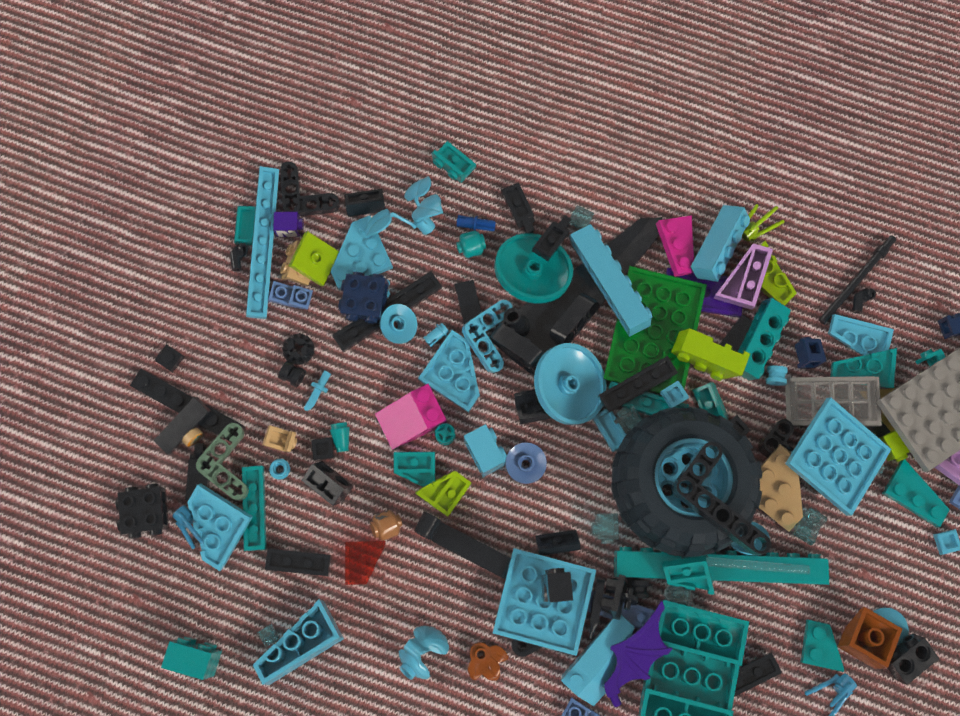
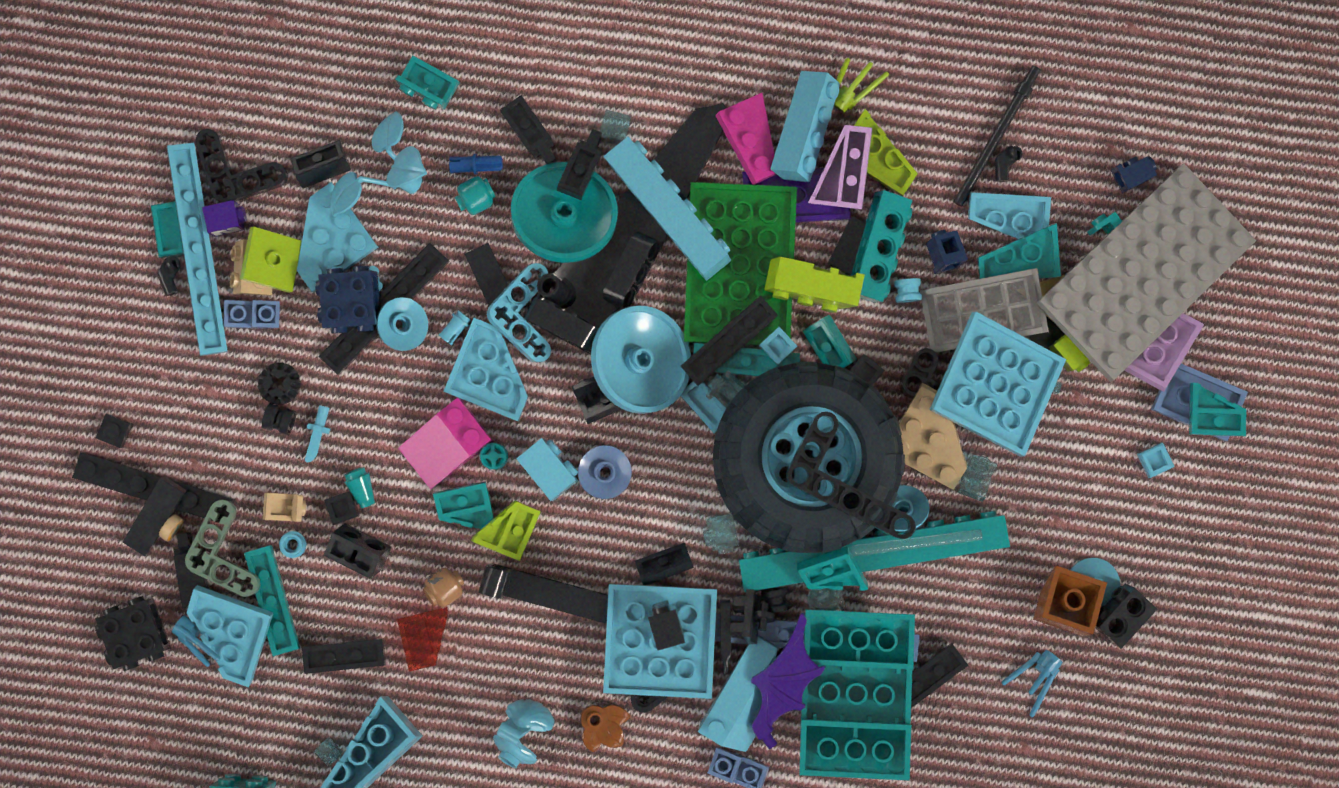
camera: 10 degrees left, 10 degrees up
(820, 647) = (1013, 623): teal wing -> none
(914, 494) = (1107, 409): teal wing -> none

